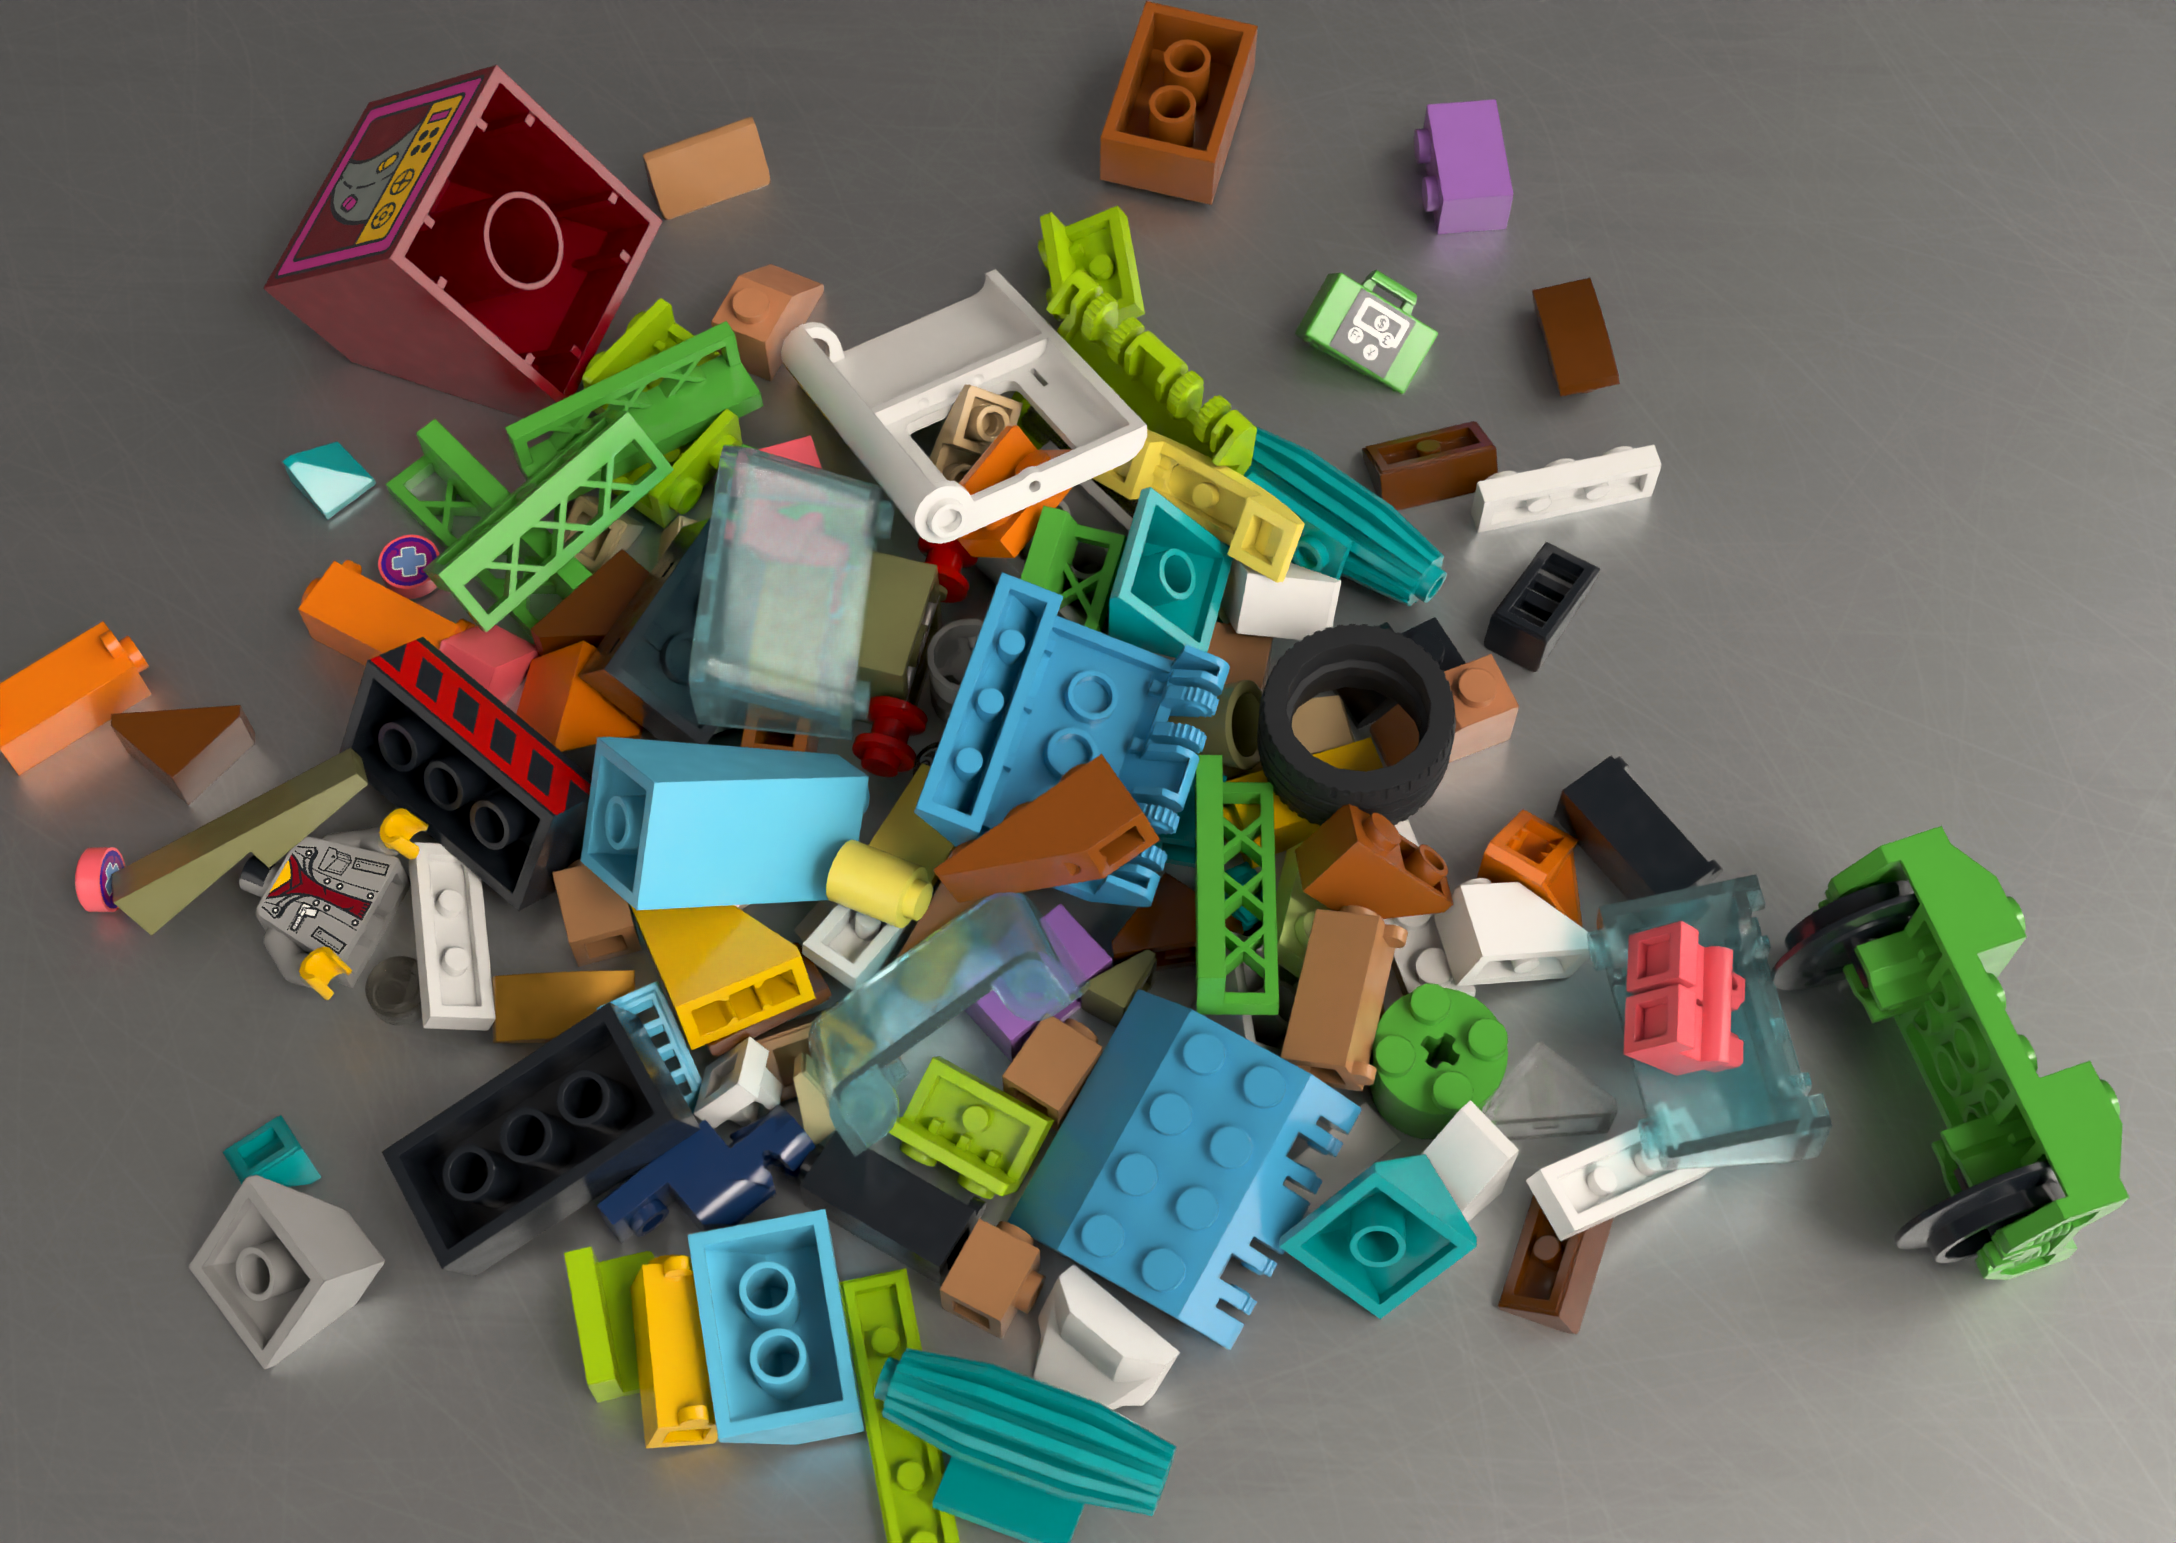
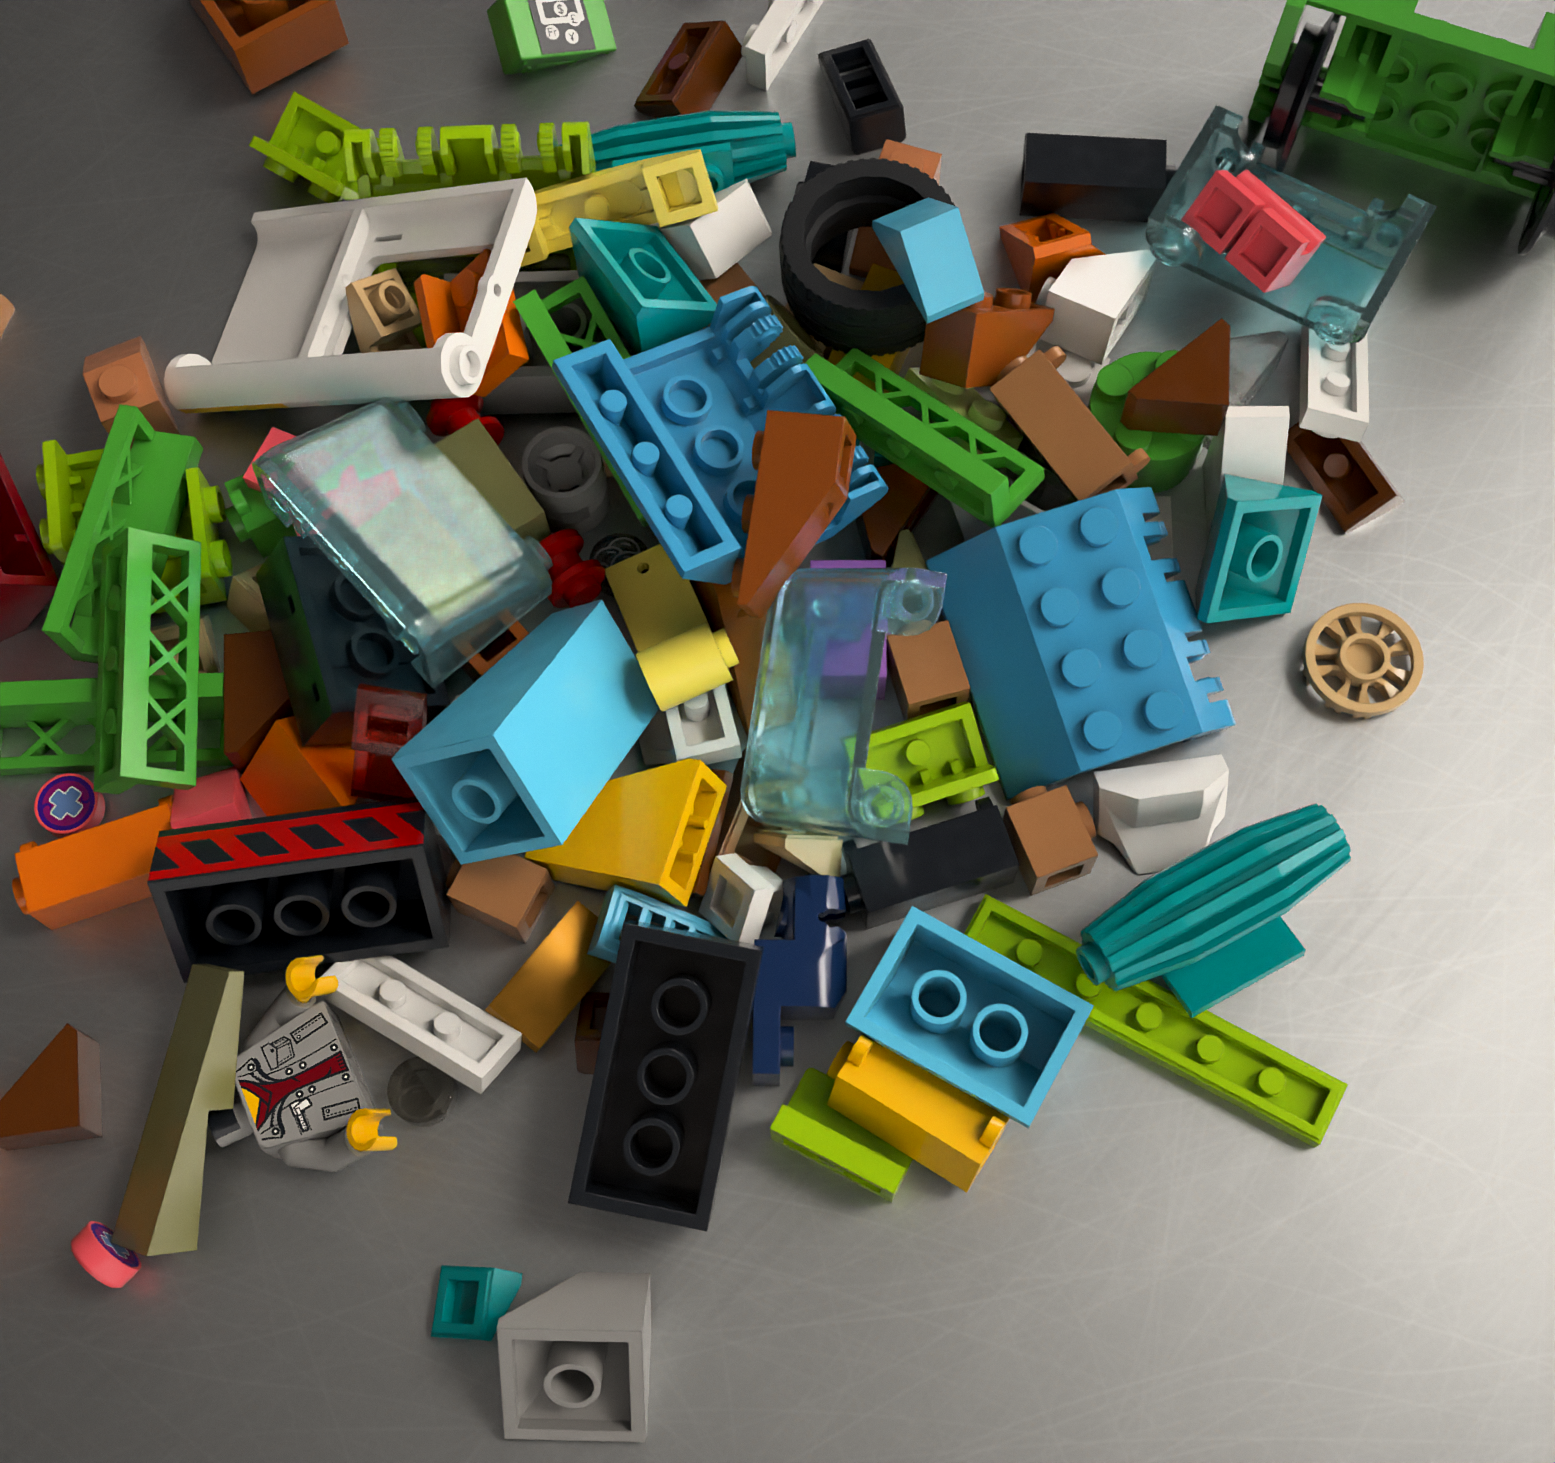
camera: 45 degrees left, 5 degrees up
(623, 711) = (381, 727): none -> clear red slope
(1369, 766) = (931, 256): none -> medium azure slope
(1386, 1409) = (1362, 660): none -> tan wheel
(1463, 1057) = (1187, 390): none -> reddish brown slope

